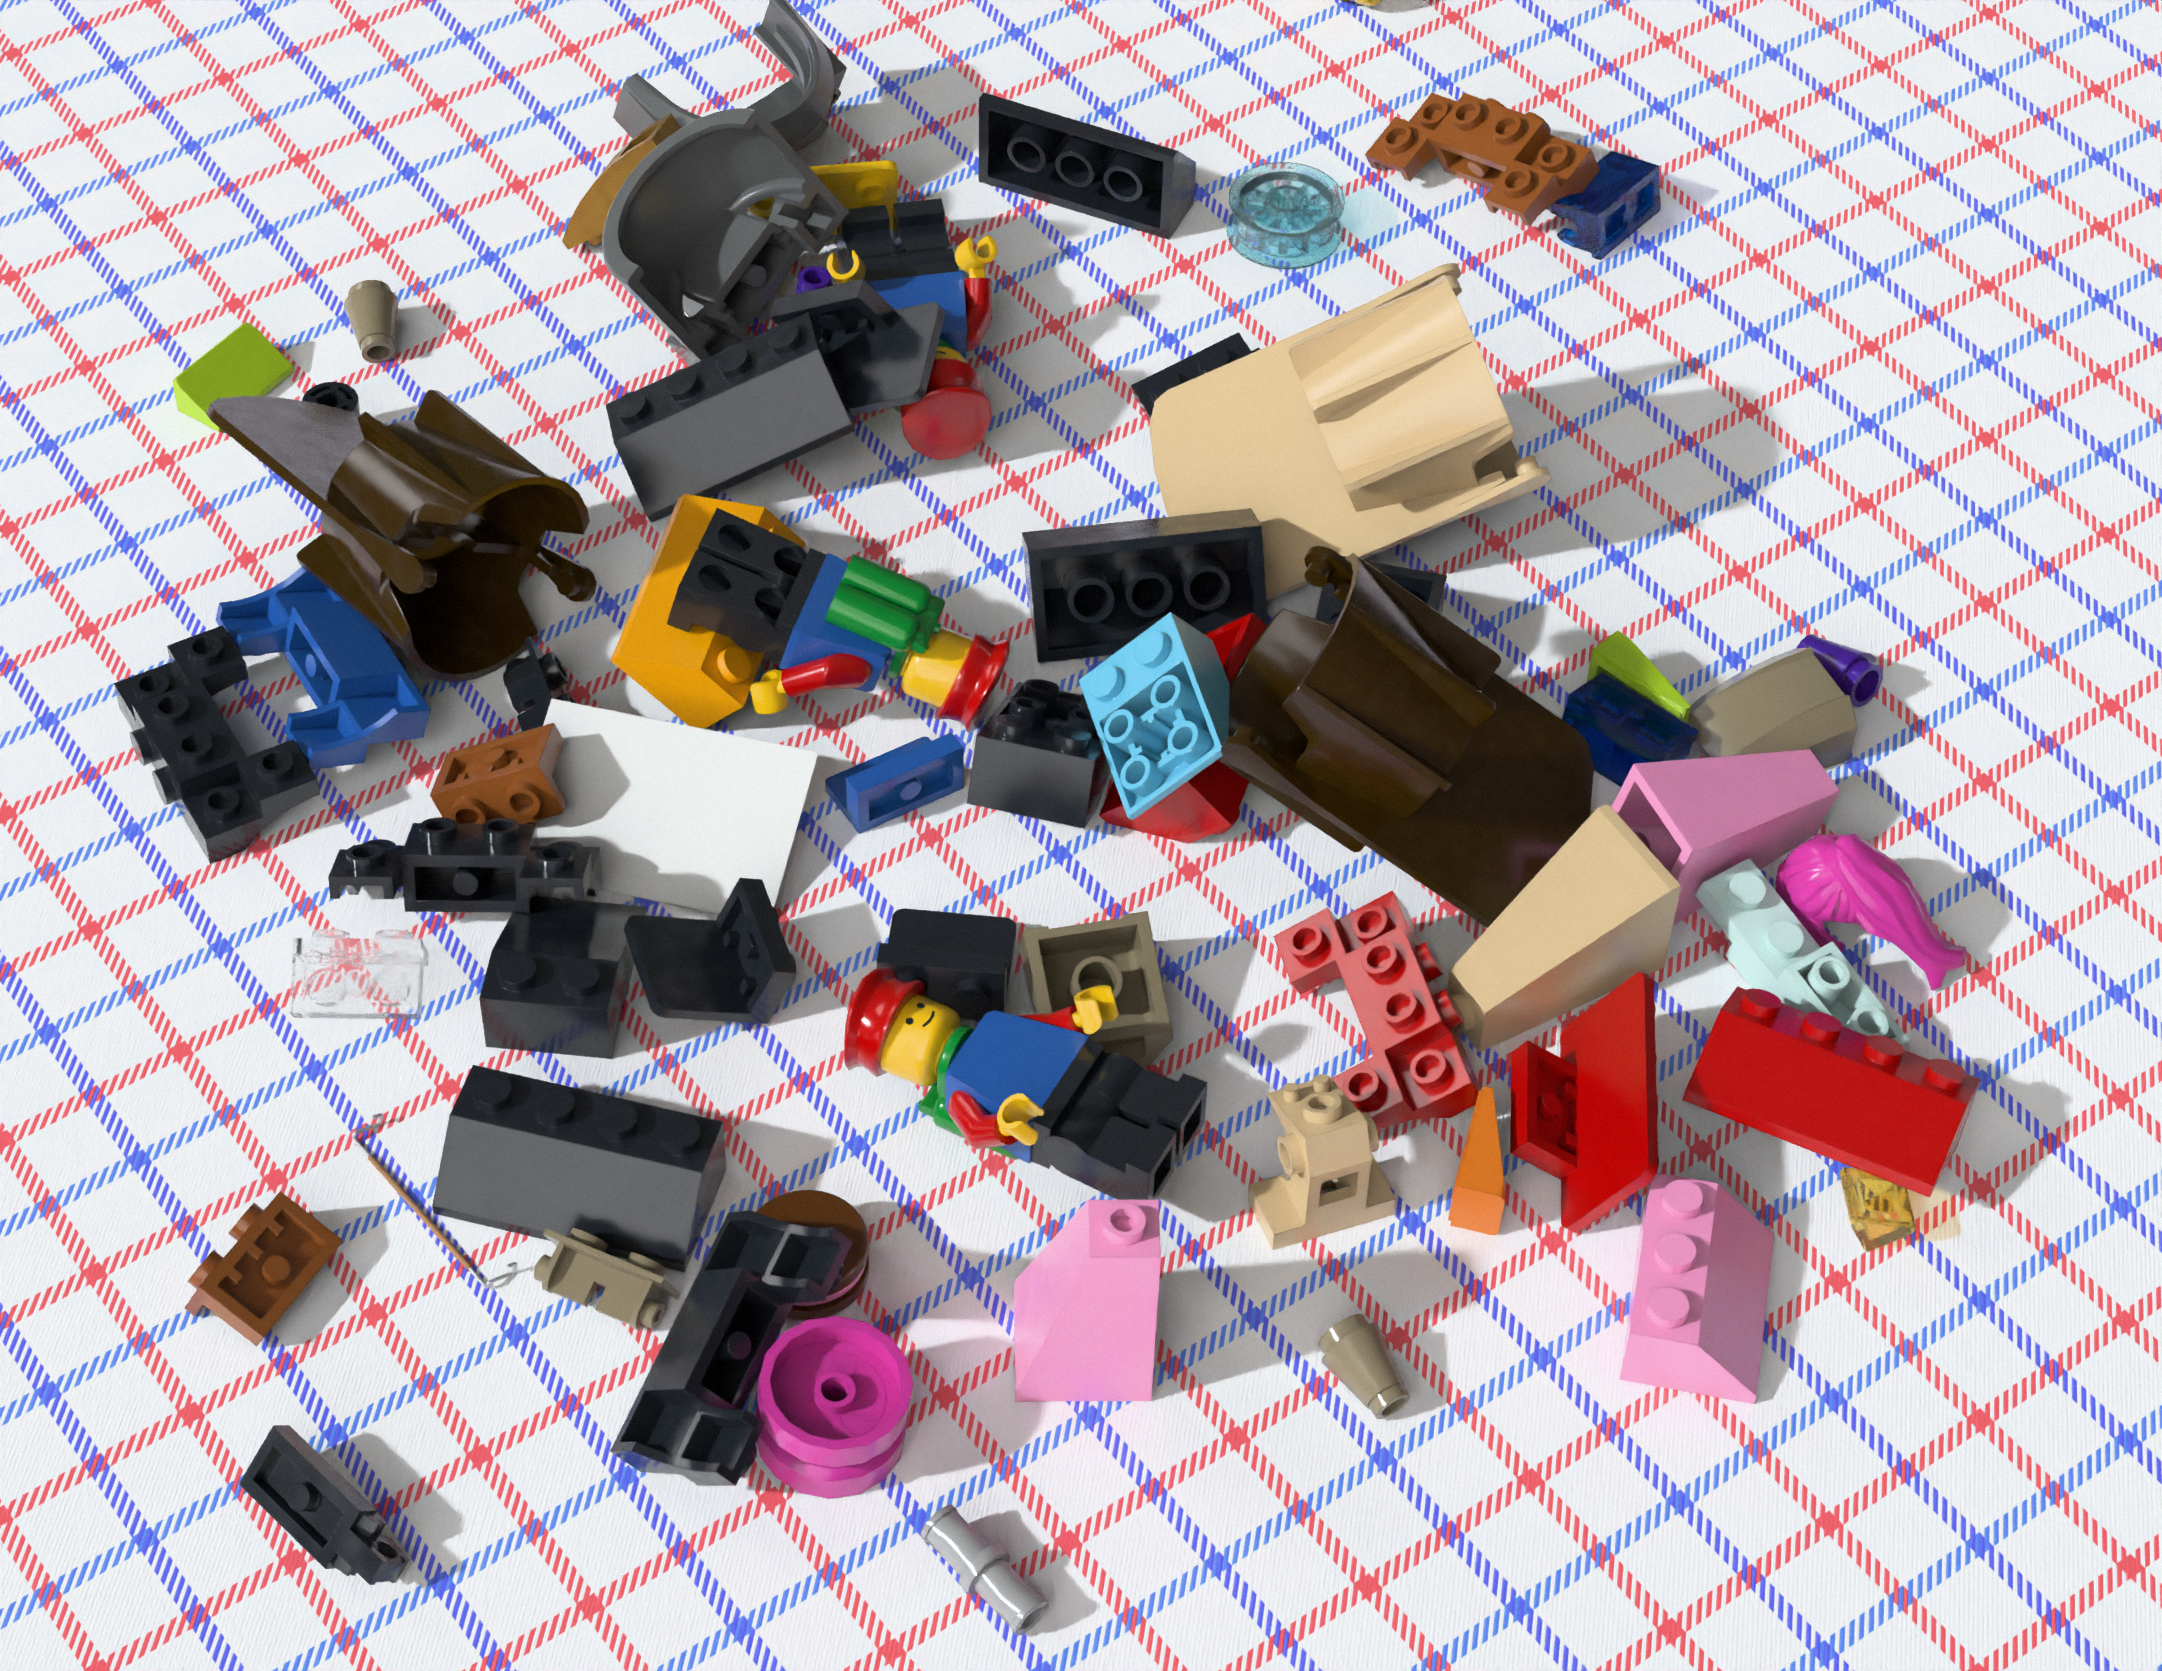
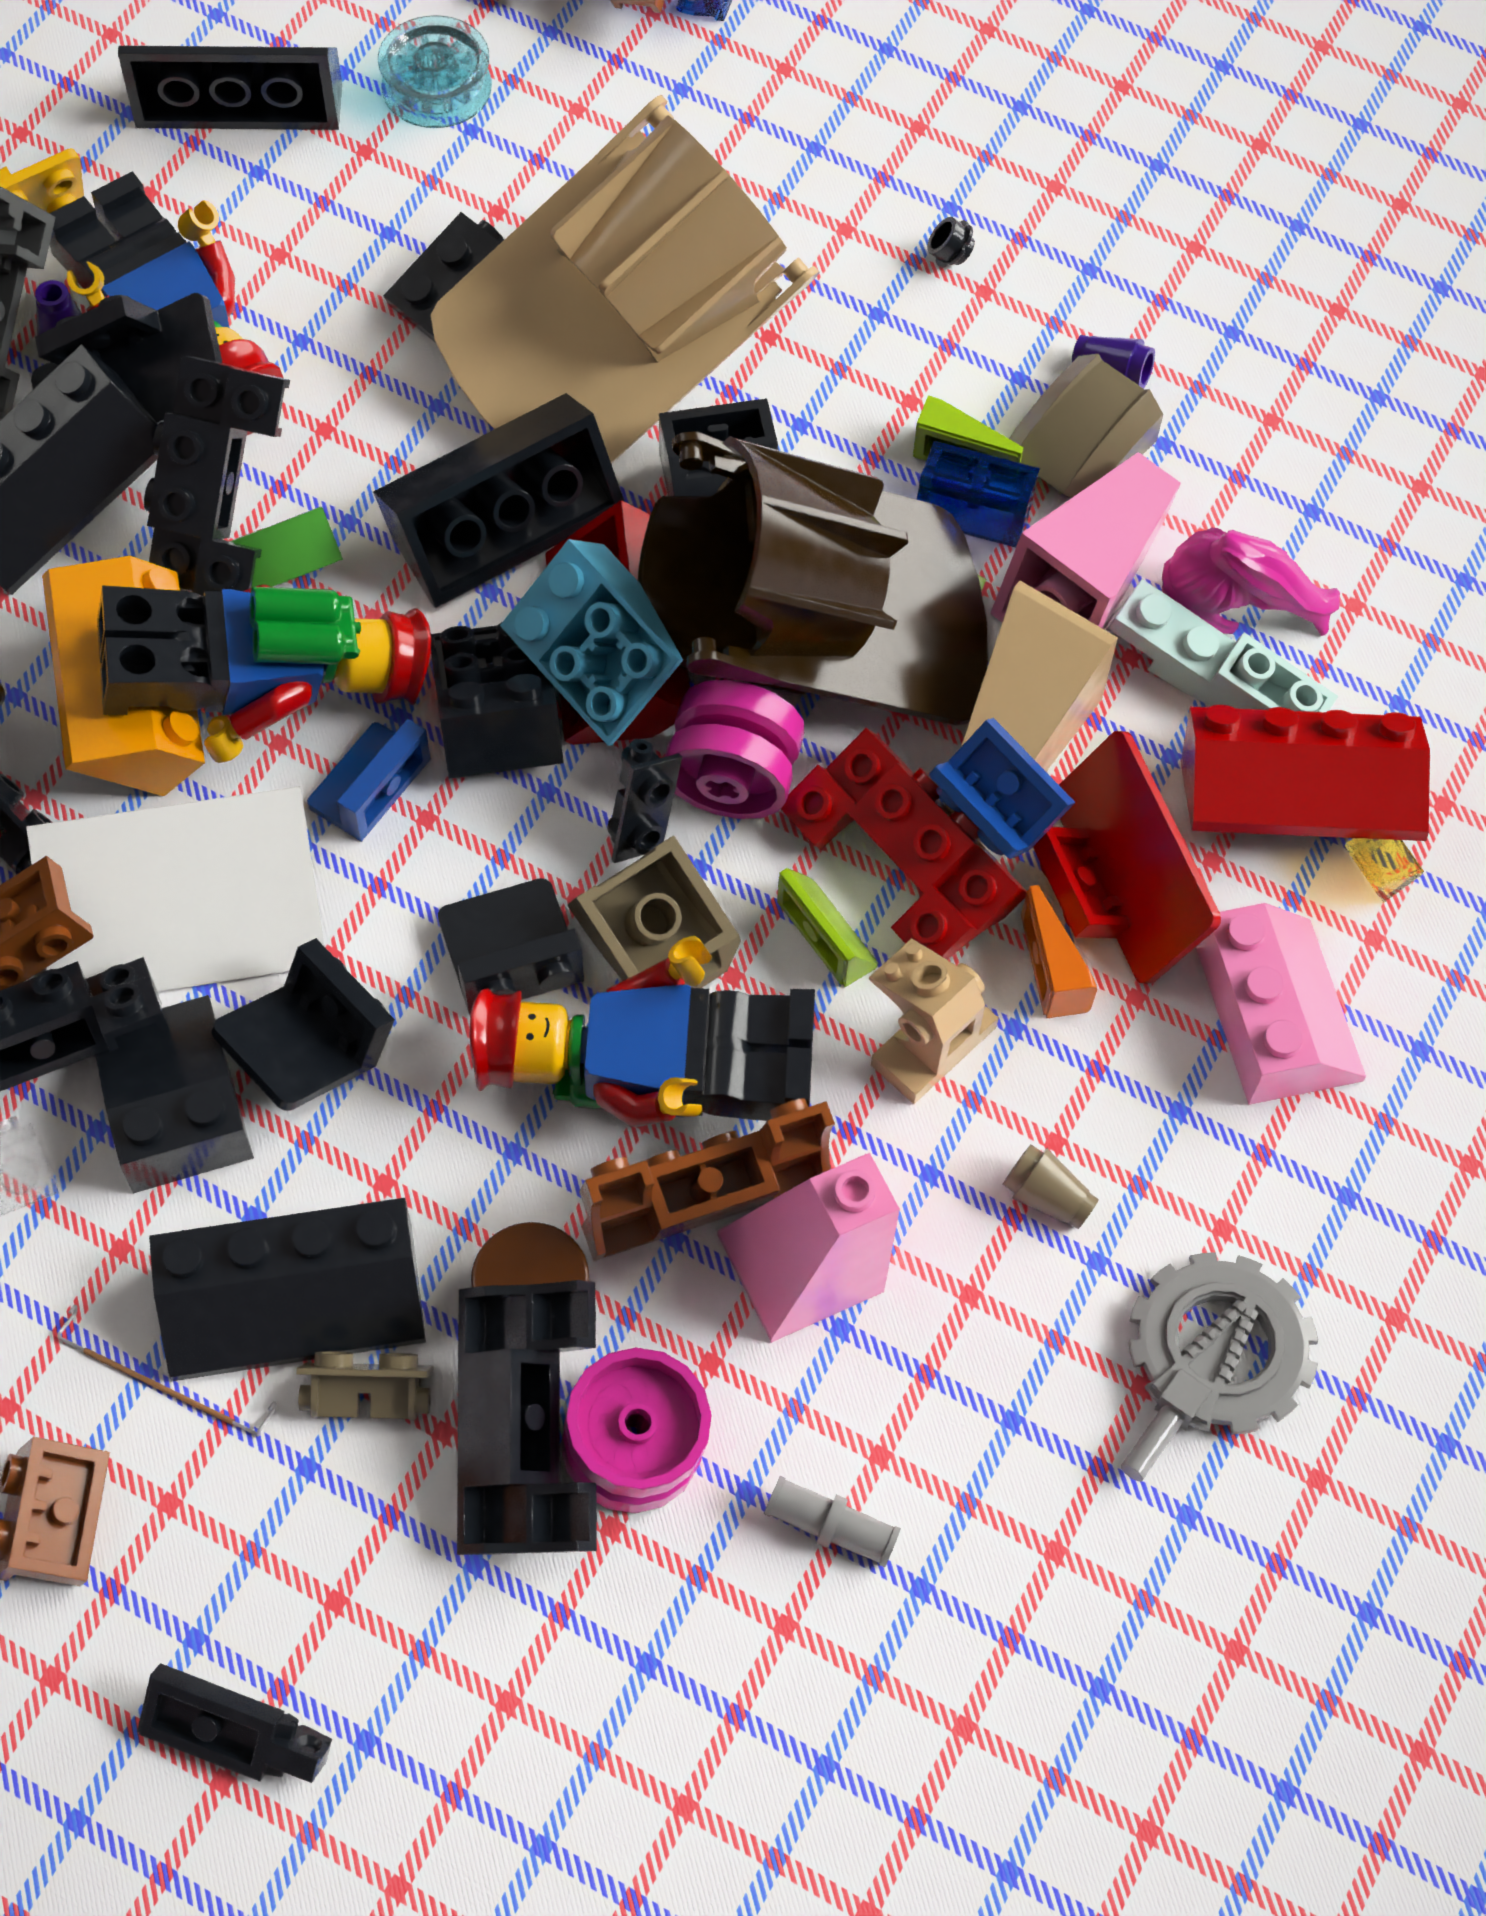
camera: 25 degrees left, 15 degrees up
(870, 453) = (201, 468): none -> black bracket
(927, 556) = (292, 548): none -> bright green slope
(985, 1219) = (728, 1176): none -> dark orange bracket
(1140, 870) = (645, 804): none -> black hinge
(1249, 864) = (735, 748): none -> dark pink wheel
(1261, 1051) = (824, 927): none -> lime slope
(1426, 1598) = (1194, 1383): none -> light grey bar
(1492, 984) = (1001, 791): none -> blue bracket
(1723, 514) = (951, 242): none -> black plate

